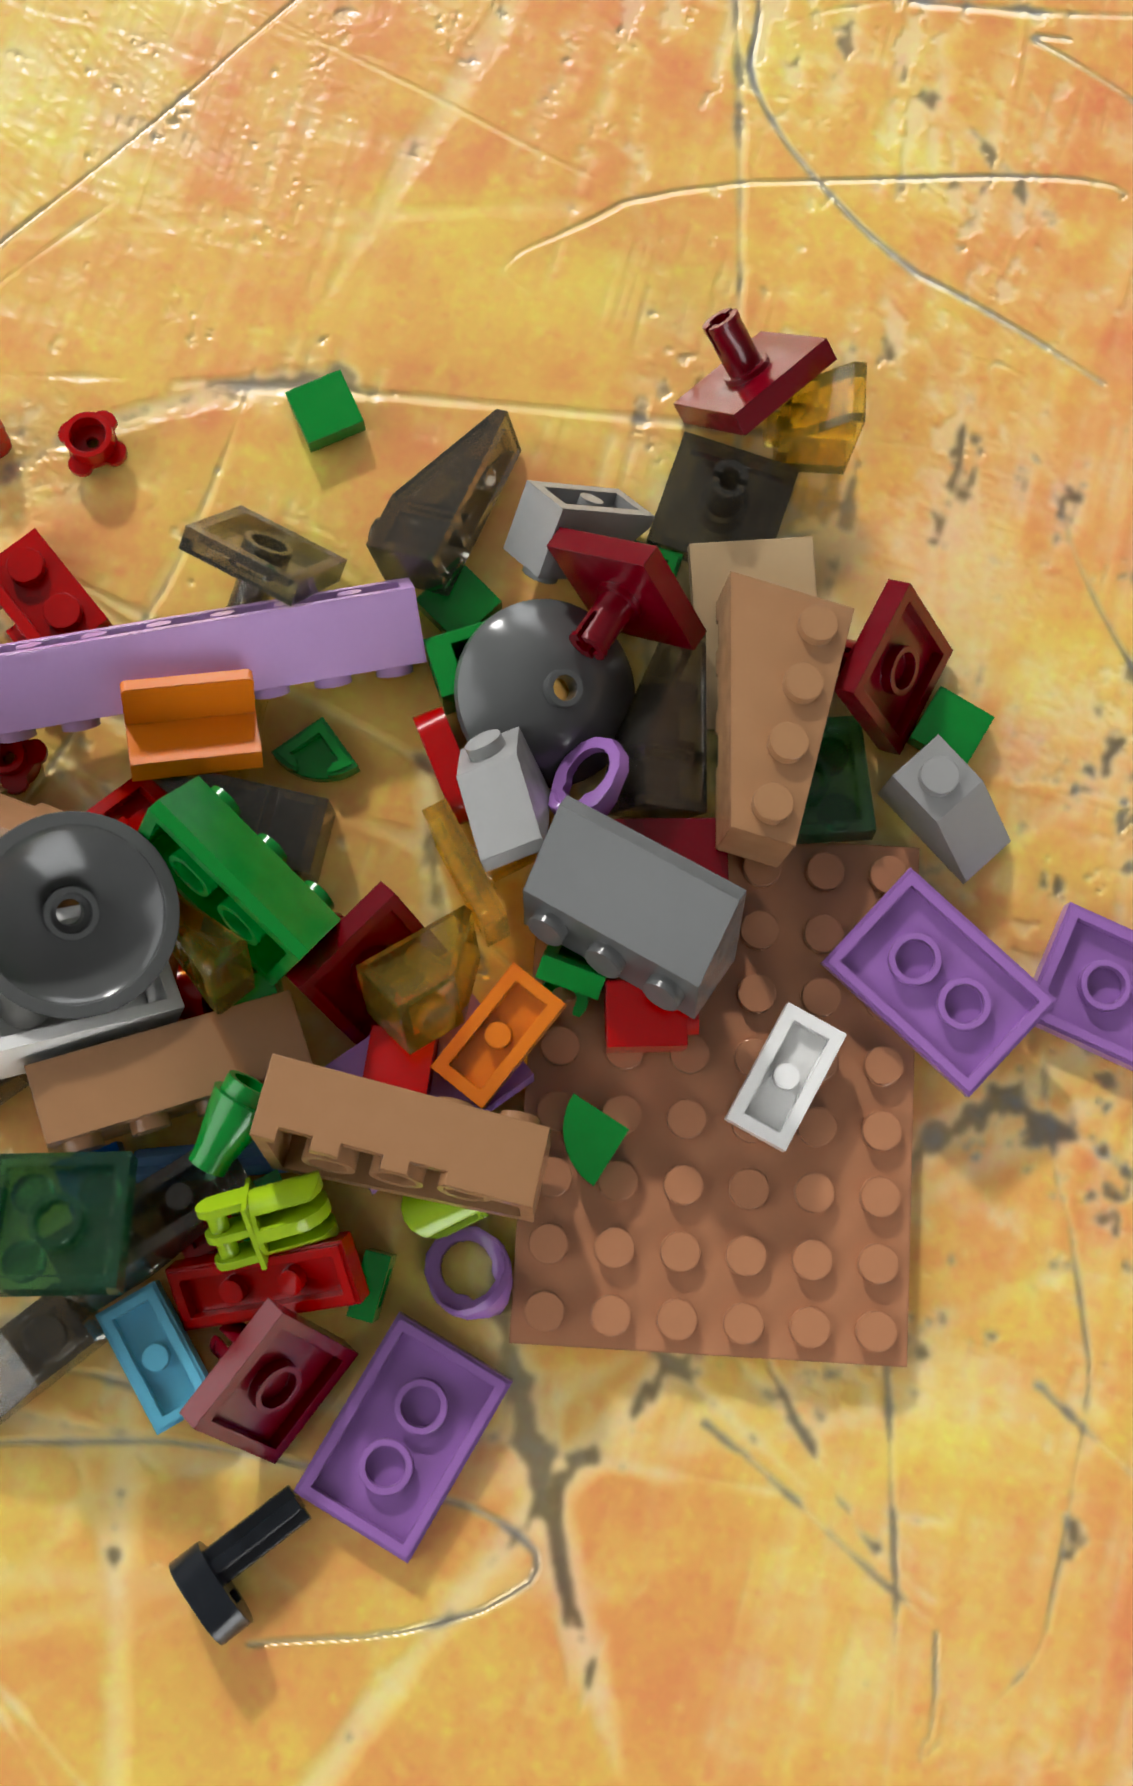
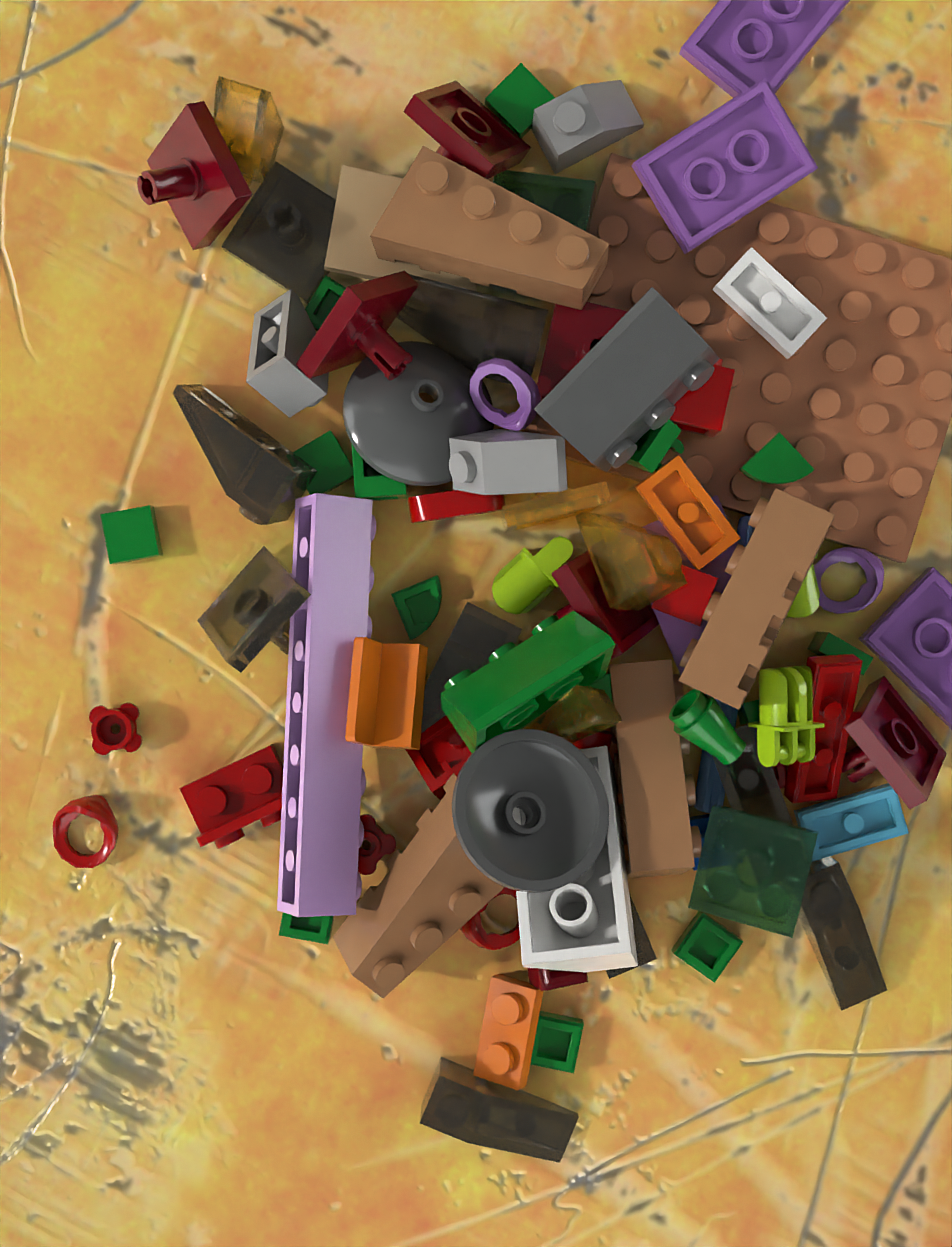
camera: 75 degrees left, 10 degrees up
(364, 859) = (528, 577): none -> lime arm

